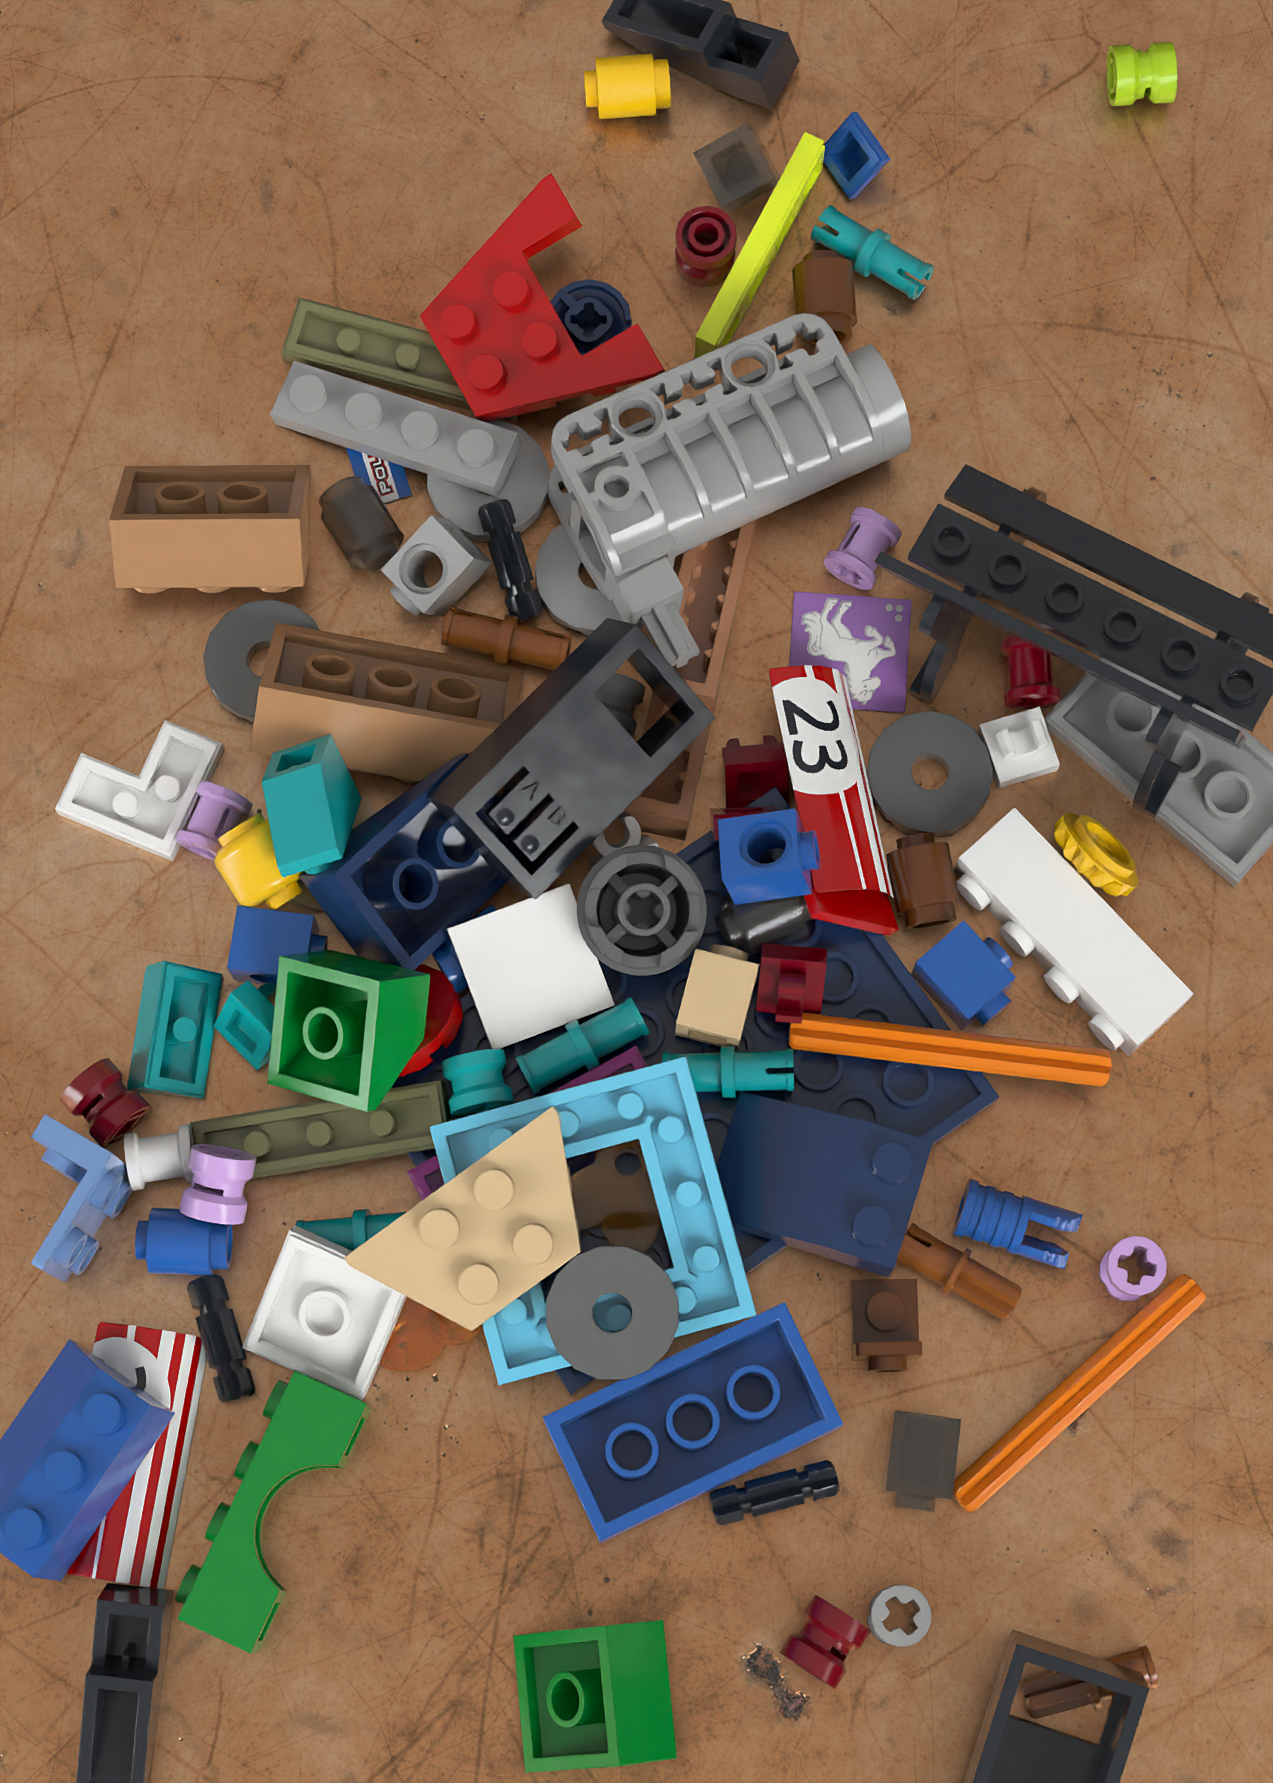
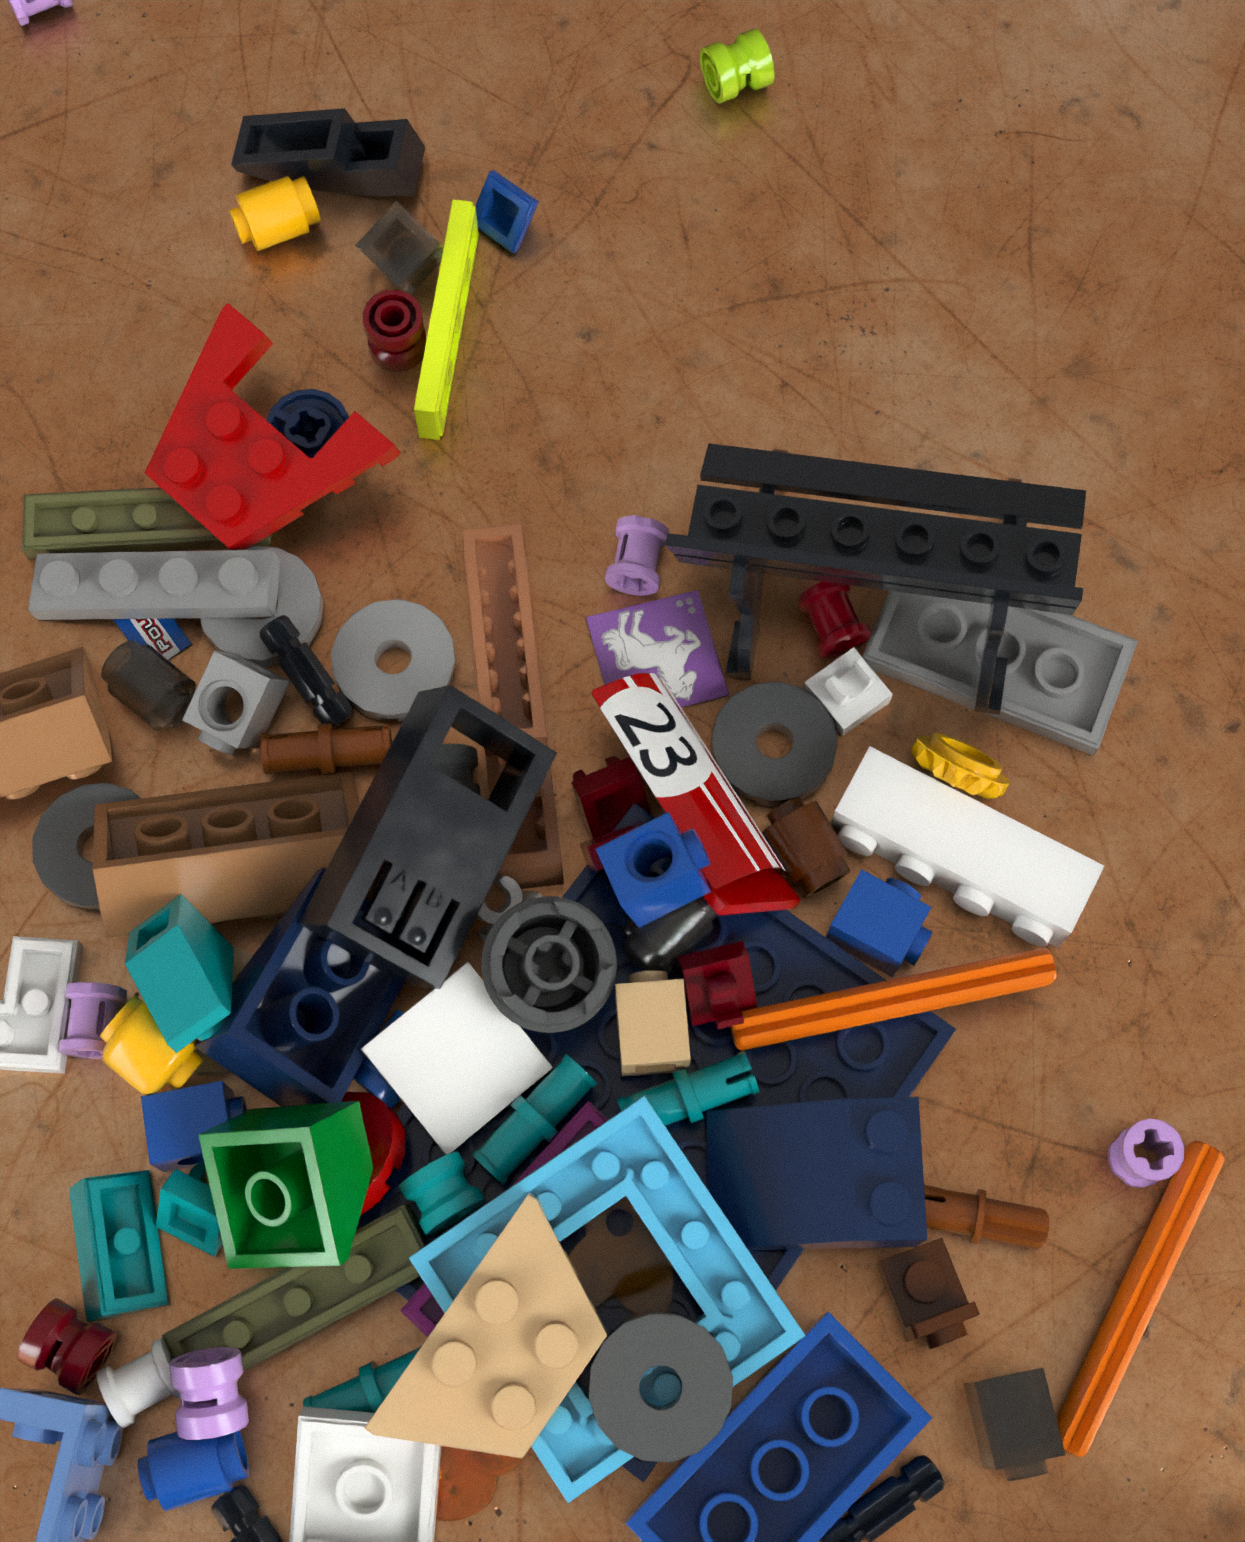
camera: 20 degrees left, 5 degrees down
(716, 460) = (471, 513): light grey piece -> none
(826, 288) = (521, 343): reddish brown brick -> none
(872, 252) = (550, 290): teal pin -> none
(1003, 1219) = (1005, 1148): blue hinge -> none

